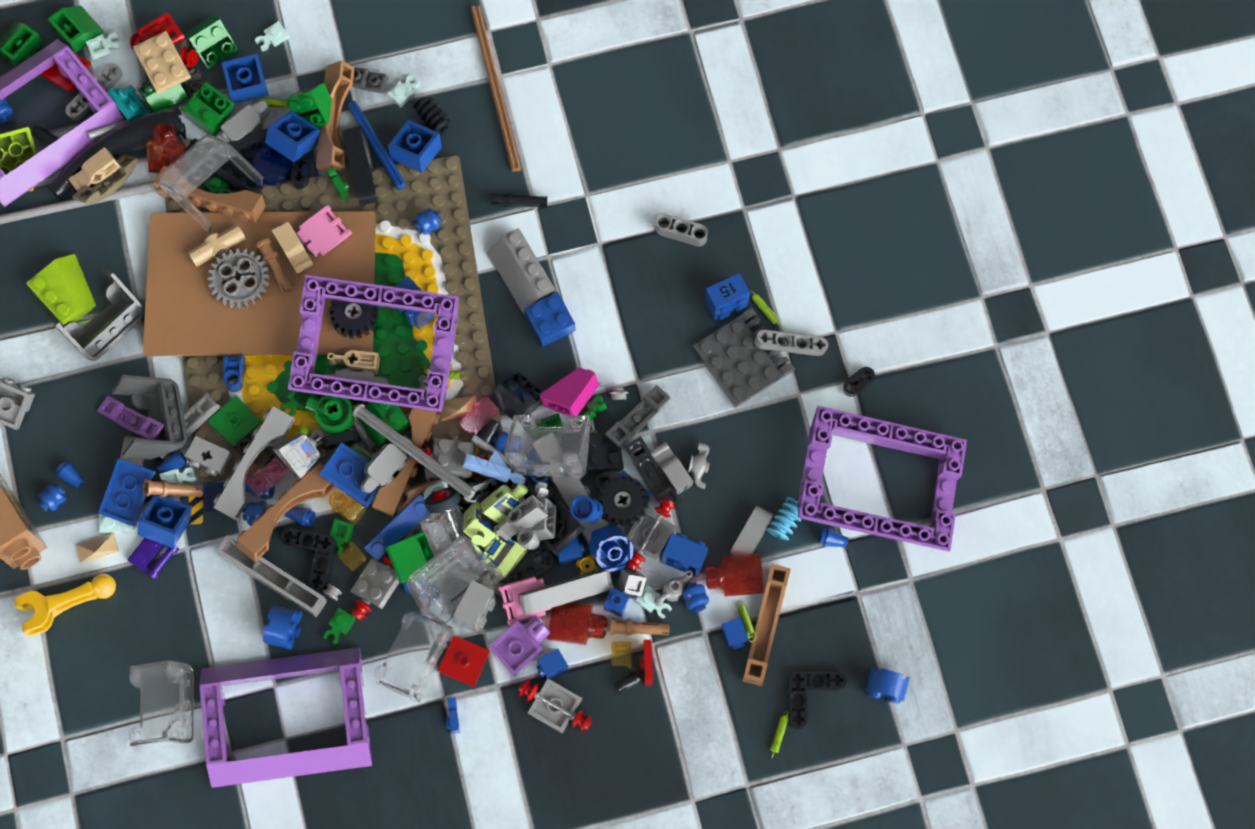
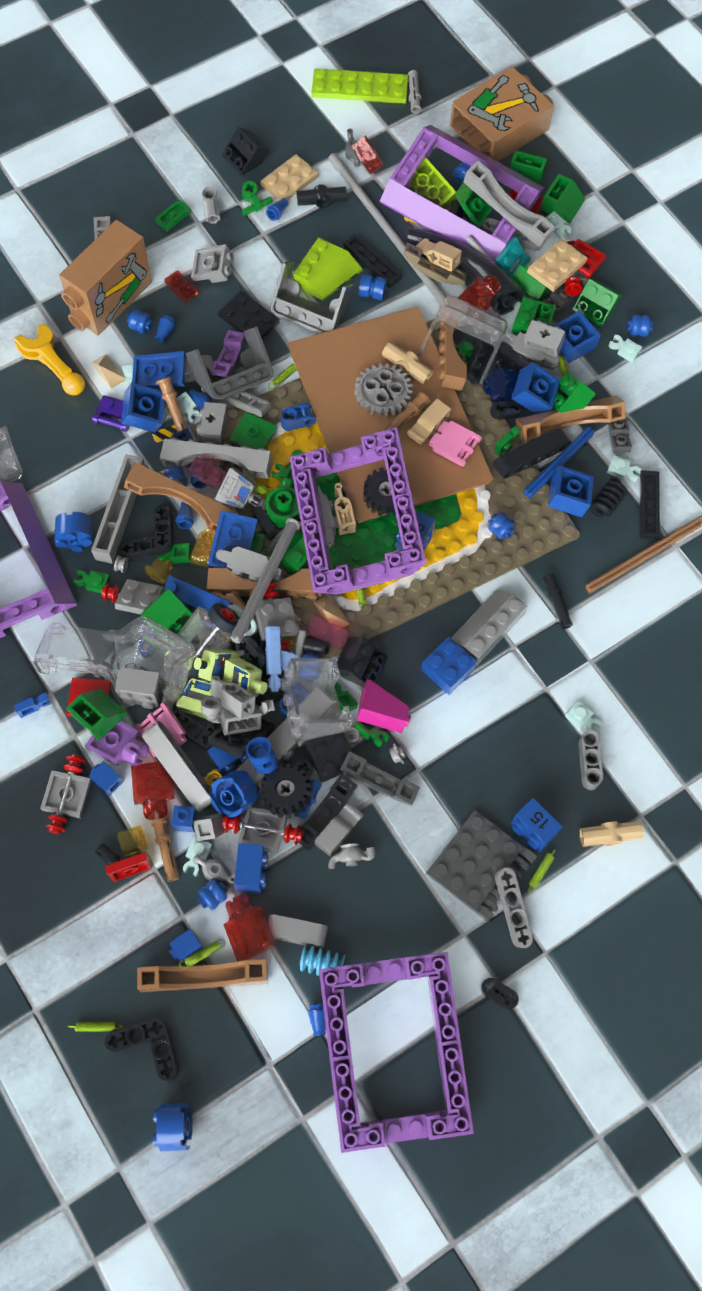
camera: 70 degrees right, 5 degrees down
(22, 444) = (180, 287): none -> clear red slope
(47, 113) = (473, 205): none -> green slope
(51, 92) = (484, 184): none -> light grey arch
(70, 240) = (372, 260): none -> black plate
(87, 386) = (246, 313): none -> black plate
(105, 250) = (372, 287): none -> blue wheel
(173, 370) = (284, 375): none -> lime piece
(240, 115) = (536, 338): none -> light grey brick
(254, 13) = (639, 325): none -> blue piece
(451, 82) = (649, 505): none -> black plate
(487, 652) = (96, 712): none -> green slope
(637, 223) = (581, 715): none -> light aqua plate
(752, 238) = (611, 833): none -> tan piece

